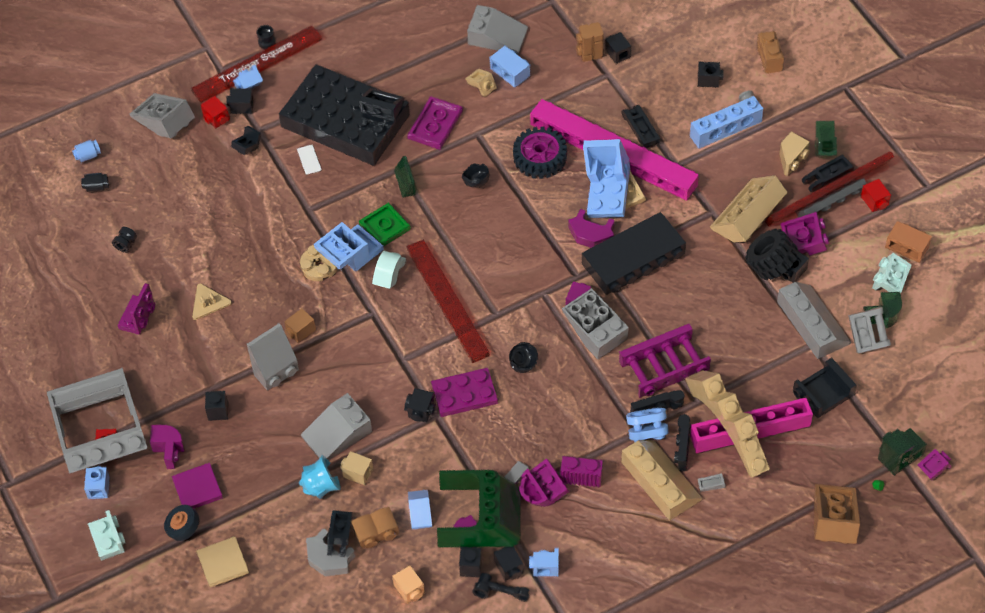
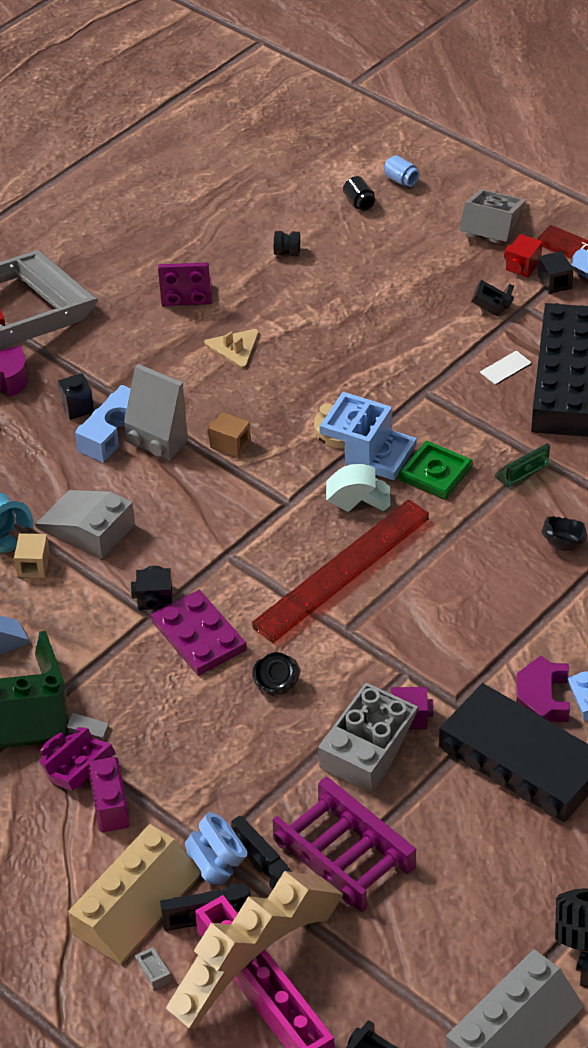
camera: 70 degrees right, 10 degrees down
(261, 403) = (99, 434): none -> light blue arch

